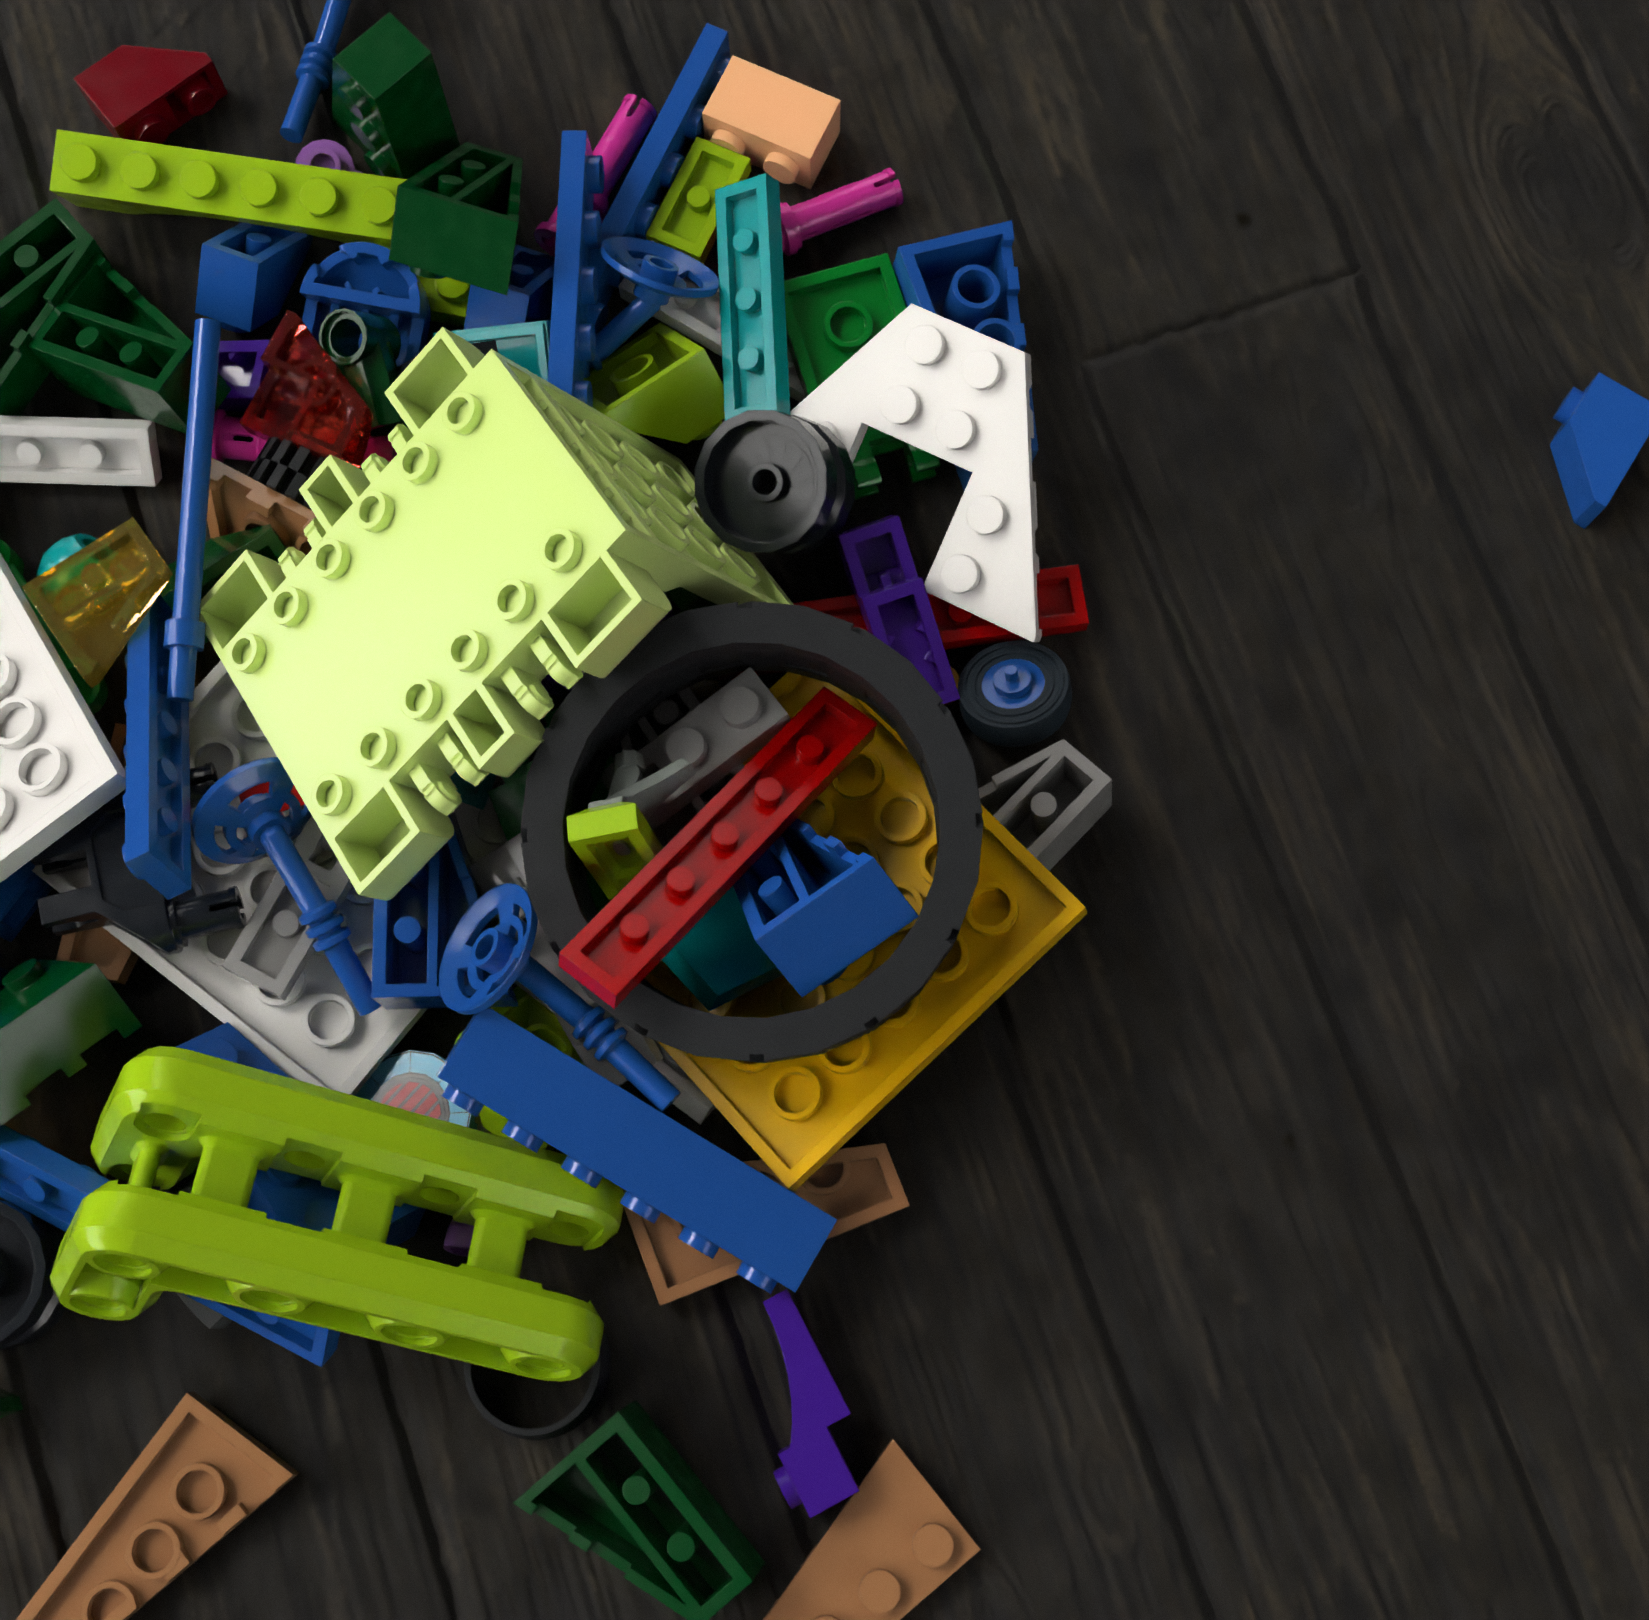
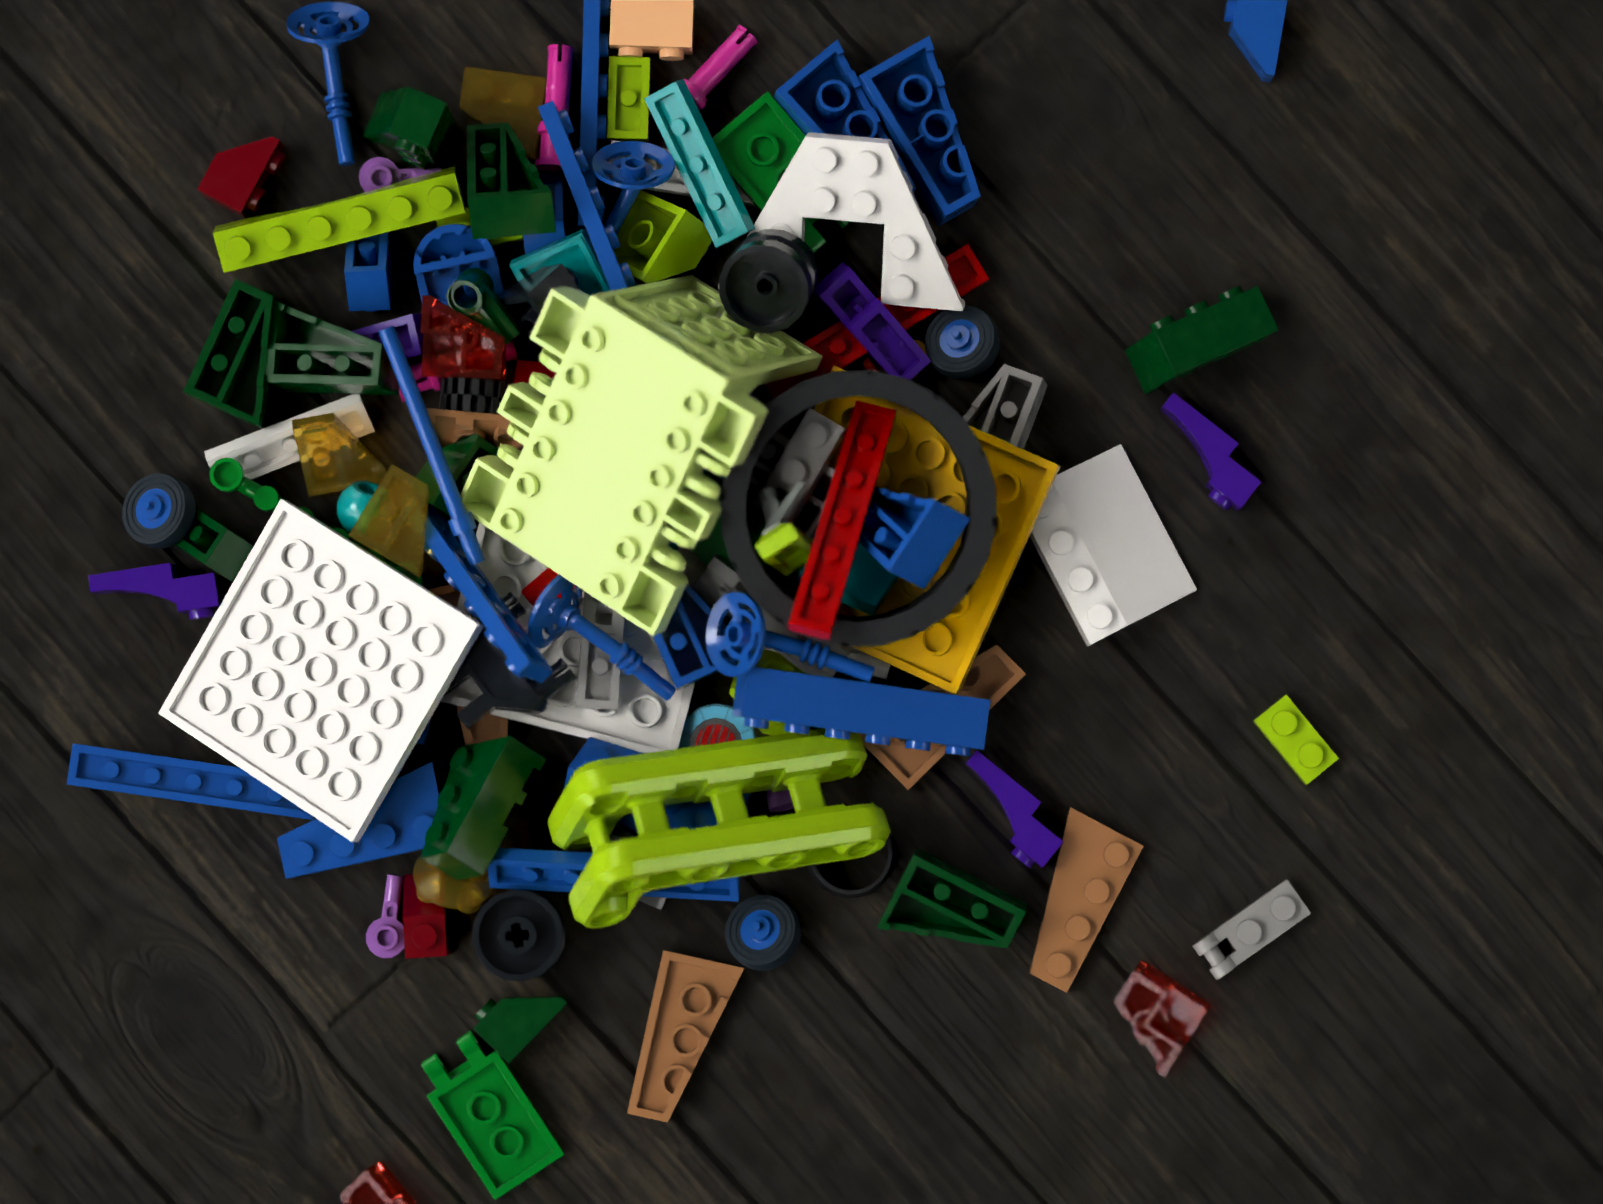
camera: 25 degrees left, 10 degrees up
(69, 479) = (333, 455): none -> clear yellow wing
(346, 1432) = (762, 932): none -> black wheel
(532, 131) = (505, 97): none -> clear yellow wing
(1082, 378) = (923, 129): none -> blue wedge
(1105, 1070) = (1107, 547): none -> white slope
(1278, 1483) = (1295, 739): none -> lime plate
(1324, 1045) = (1228, 481): none -> dark purple slope
(1362, 823) = (1200, 337): none -> dark green wedge

